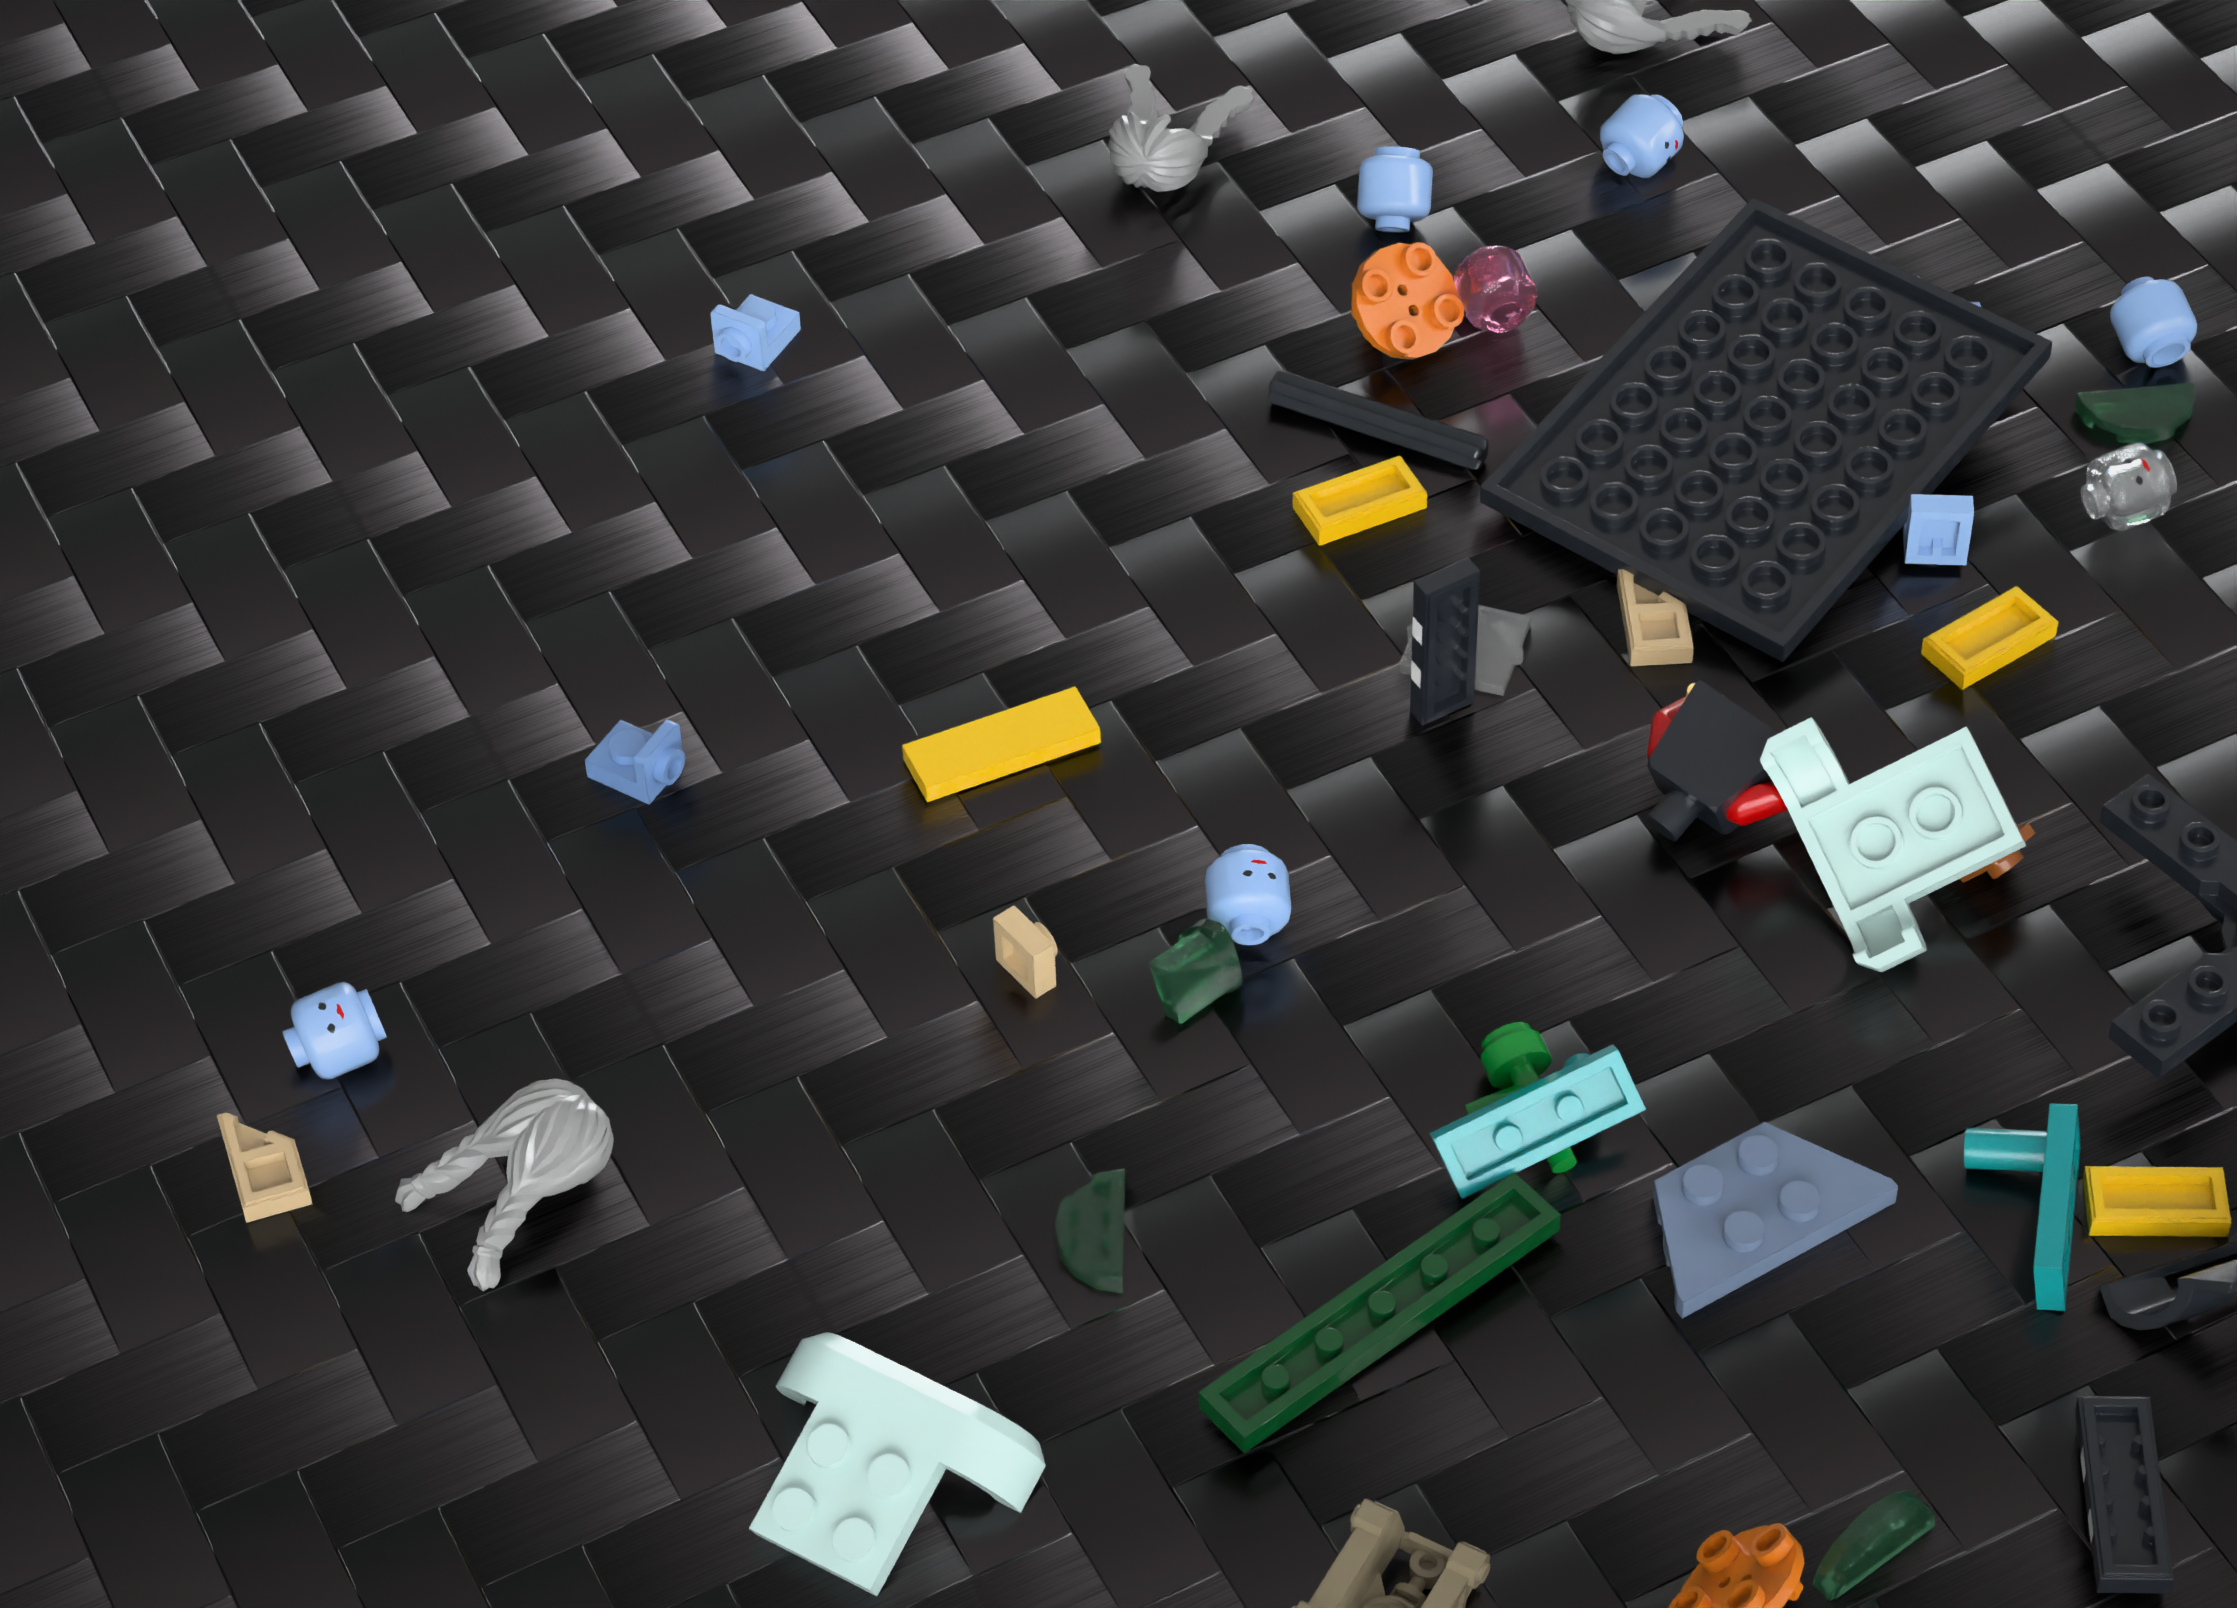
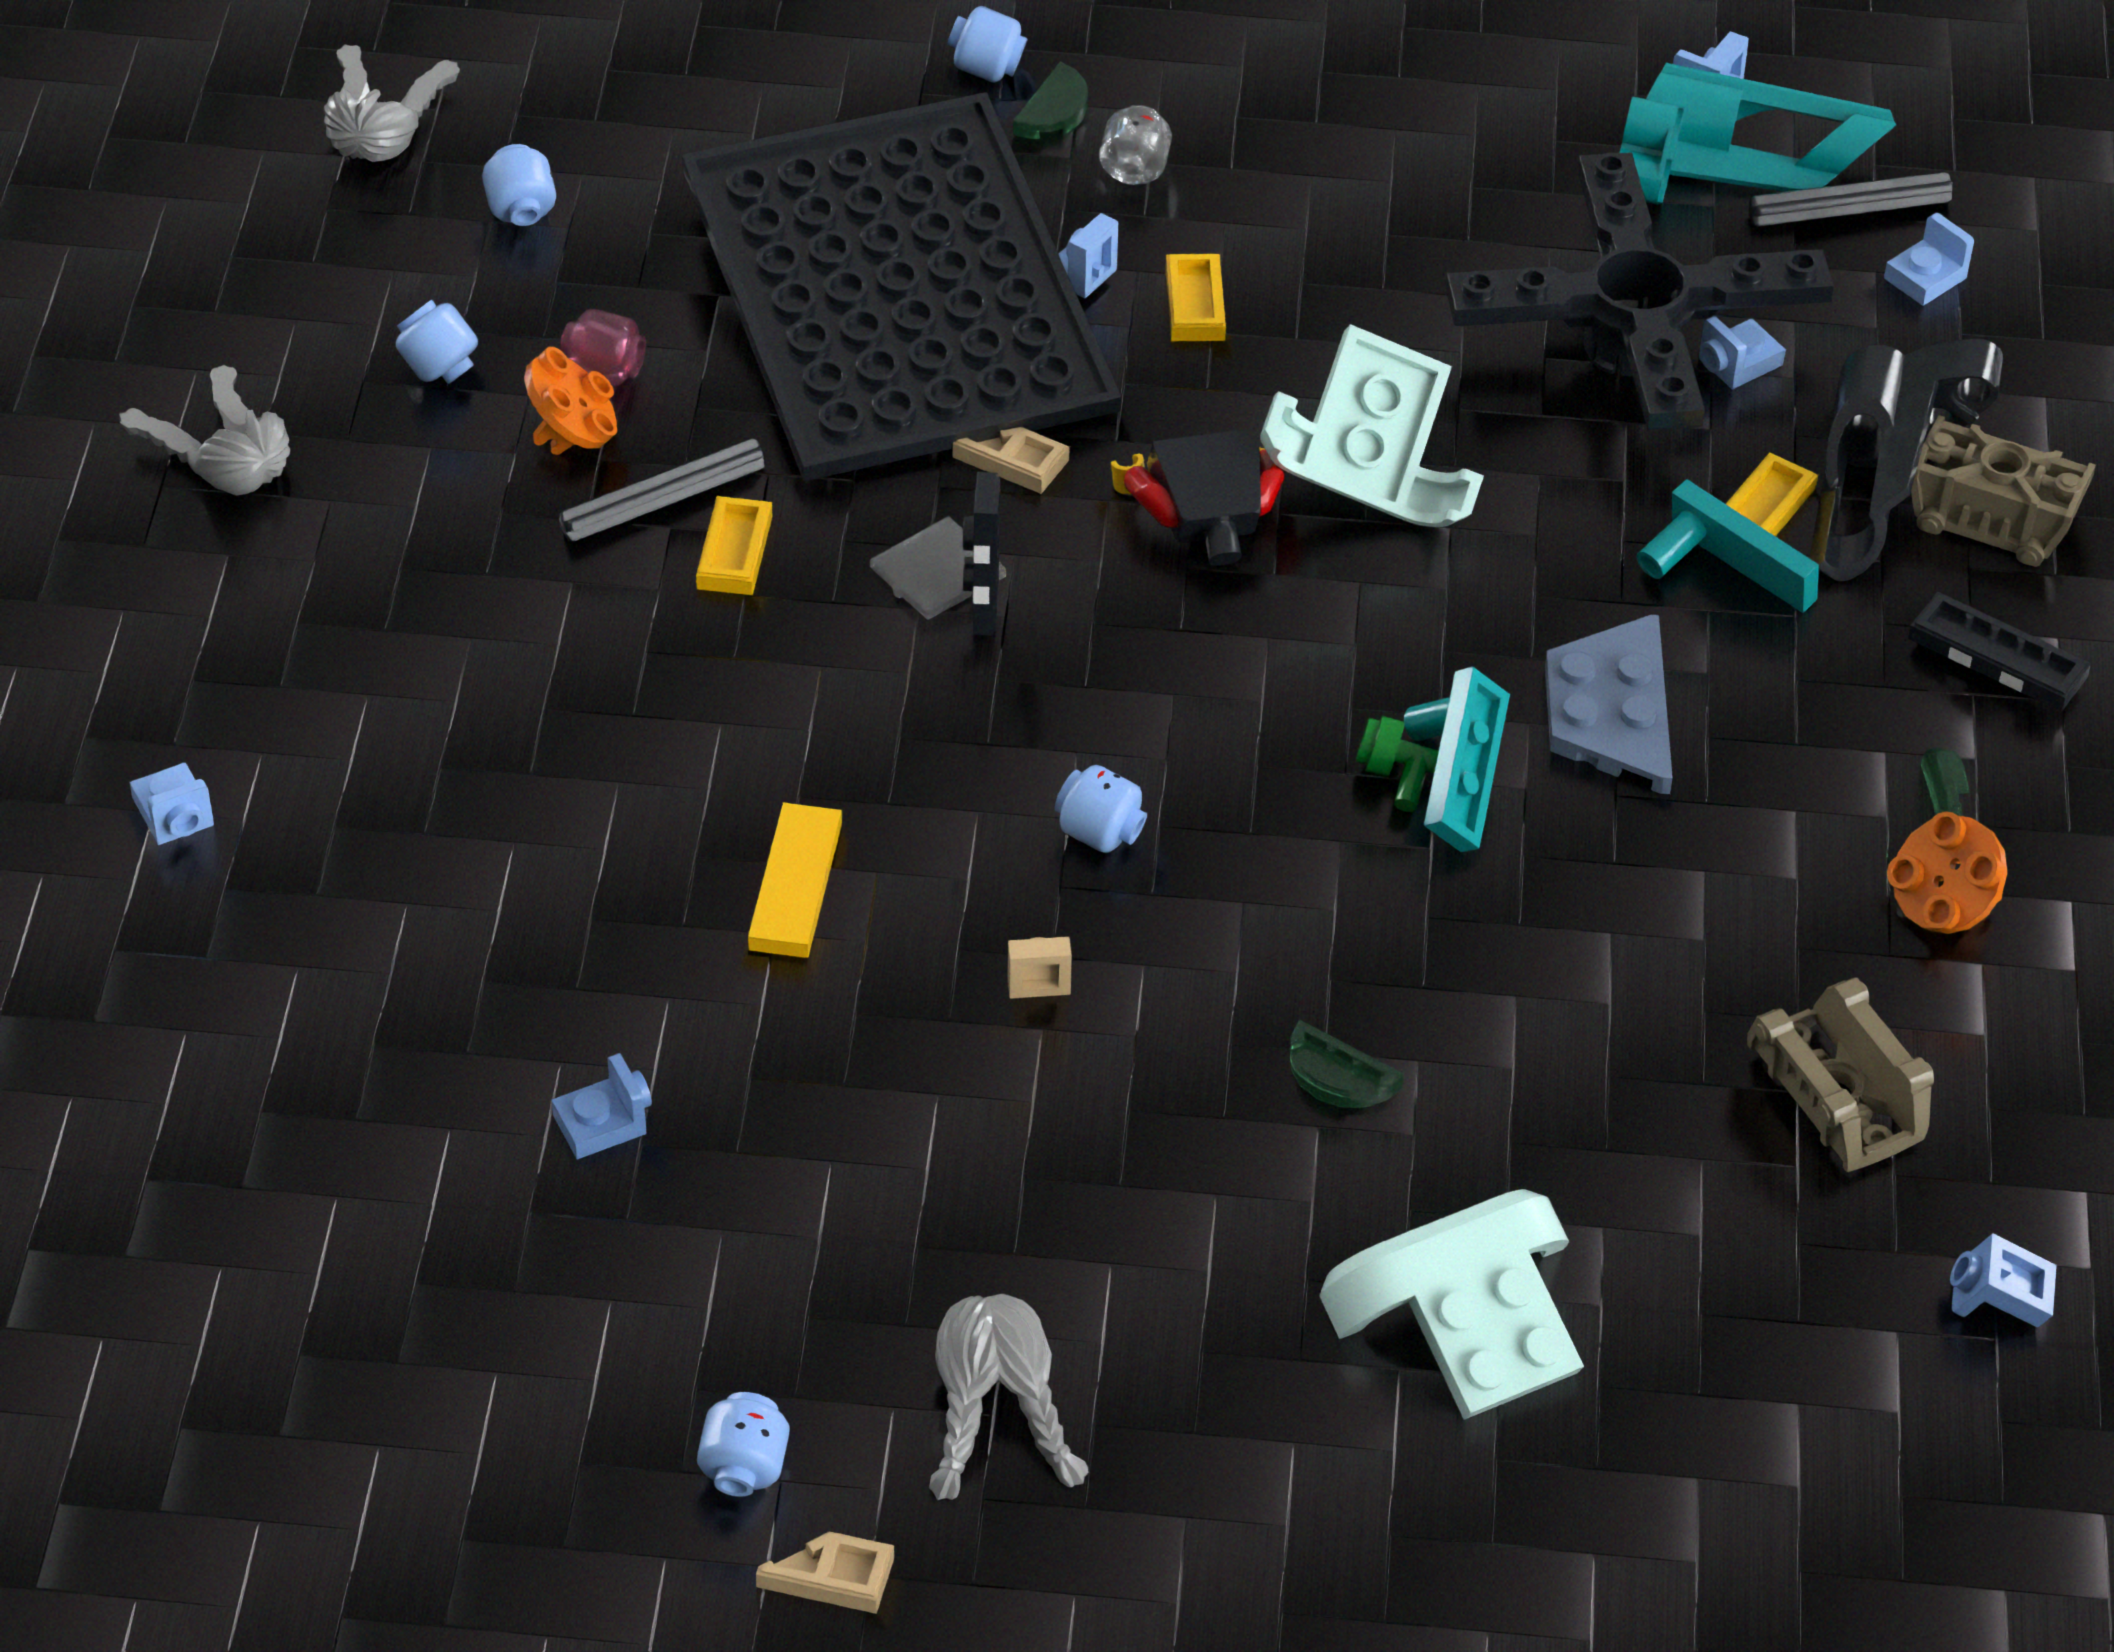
camera: 60 degrees left, 0 degrees up
(1196, 970) = (1137, 862): clear green tile -> none
(1378, 1312) = (1553, 946): dark green plate -> none

